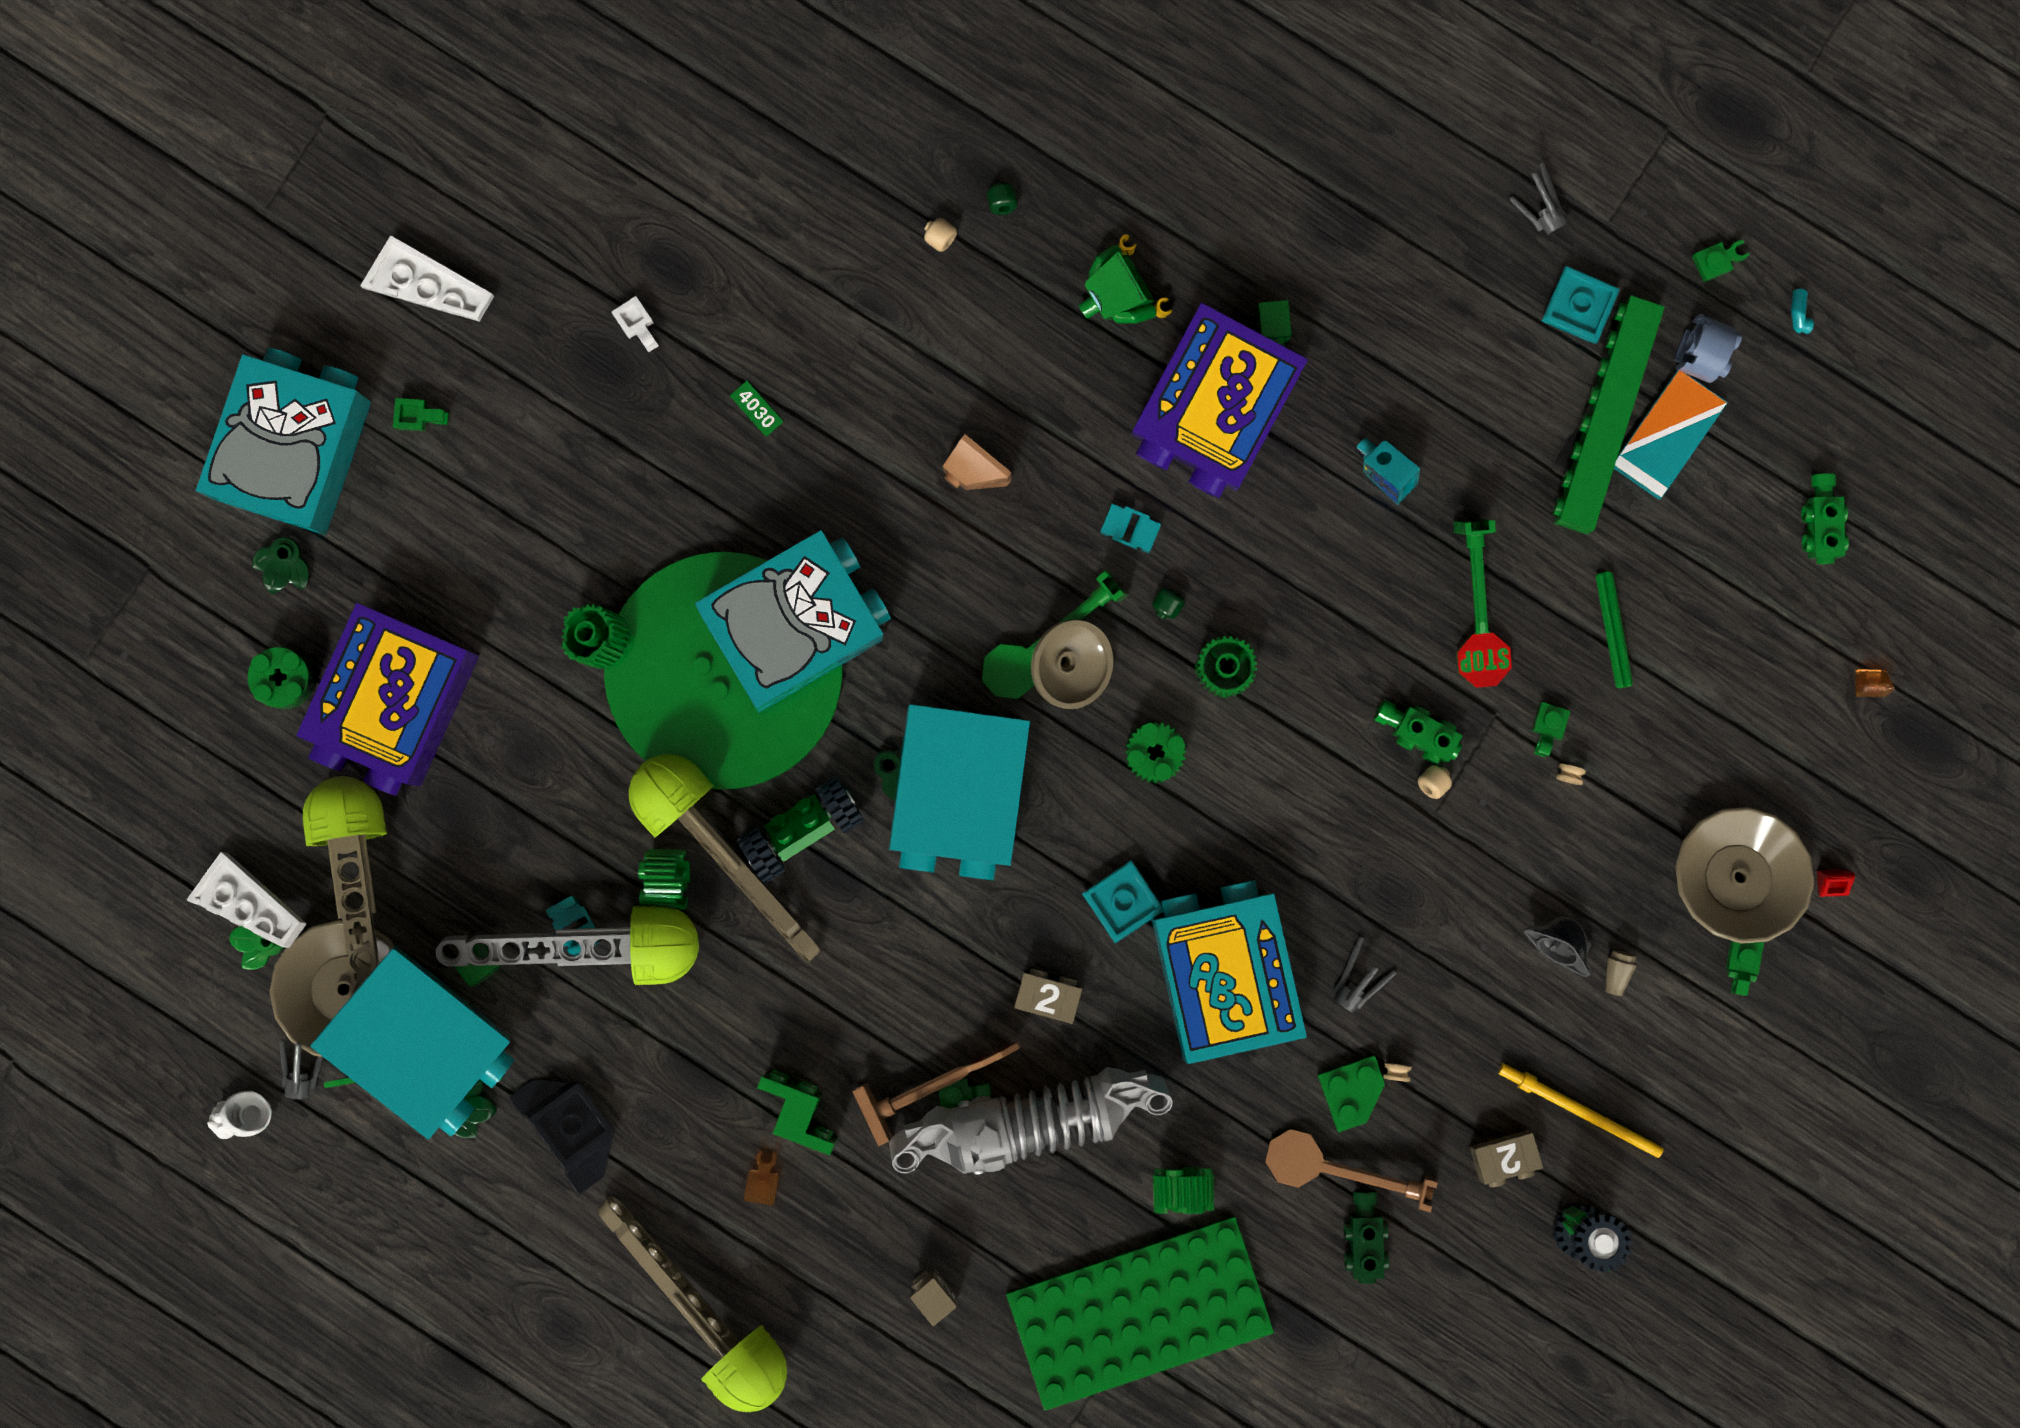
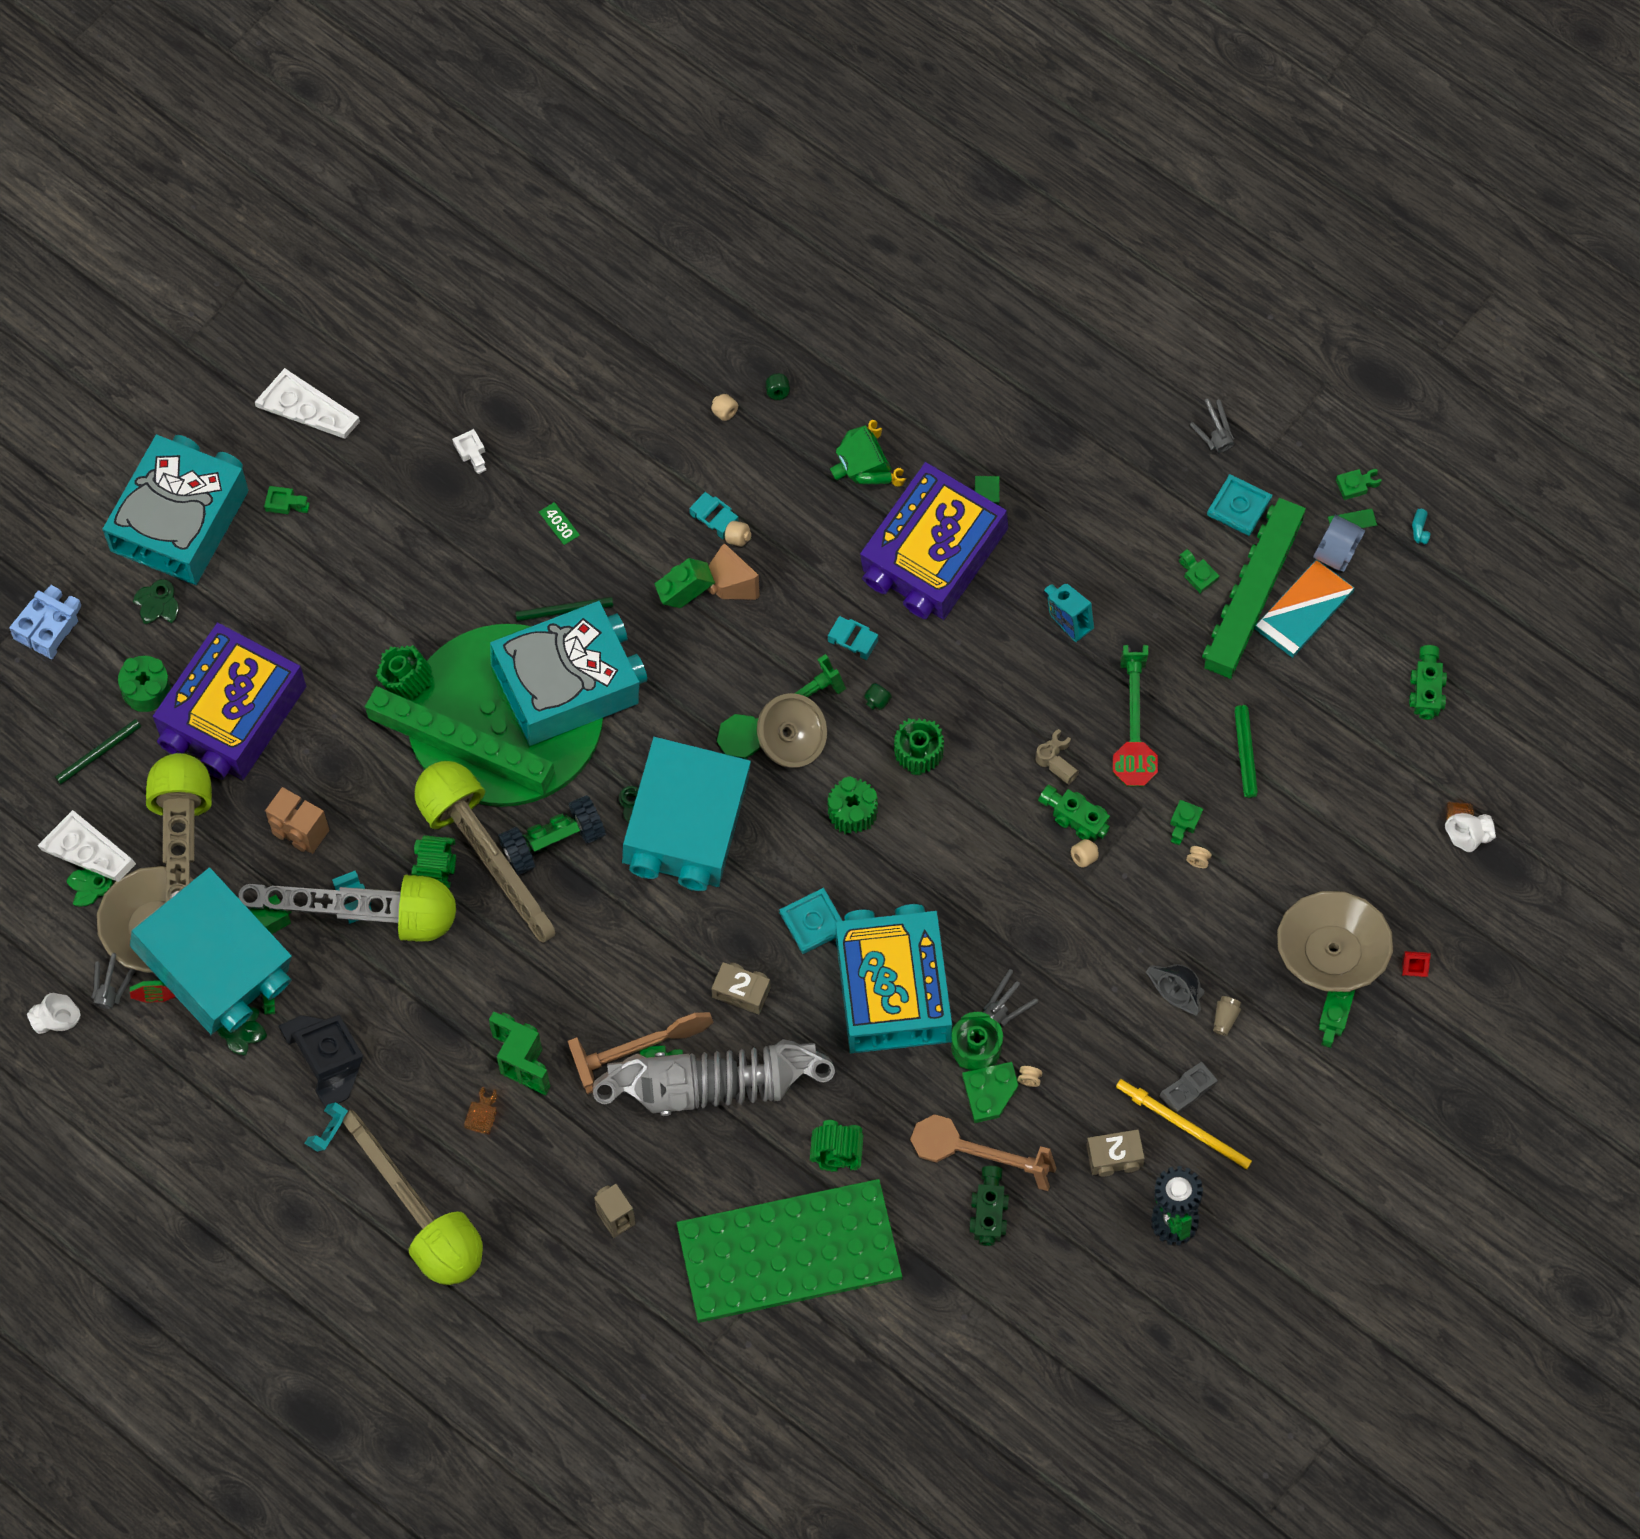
camera: 10 degrees right, 20 degrees down
(149, 608) = (46, 621): none -> light blue hips
(240, 768) = (98, 751): none -> dark green bar
(487, 841) = (303, 826): none -> medium nougat piece
(593, 1211) = (338, 1114): none -> teal piece
(673, 718) = (460, 740): none -> green brick
(777, 524) = (559, 609): none -> dark green bar
(920, 483) = (684, 583): none -> green brick
(956, 388) = (705, 506): none -> teal piece
(975, 403) = (737, 533): none -> tan piece
(1346, 1050) = (976, 1055): none -> green brick
(1378, 660) = (1047, 756): none -> dark tan bar
(1540, 401) = (1199, 574): none -> green plate
(1582, 1065) = (1188, 1088): none -> dark grey slope
(1718, 308) = (1362, 518): none -> green sticker
(1891, 711) = (1470, 831): none -> white hair

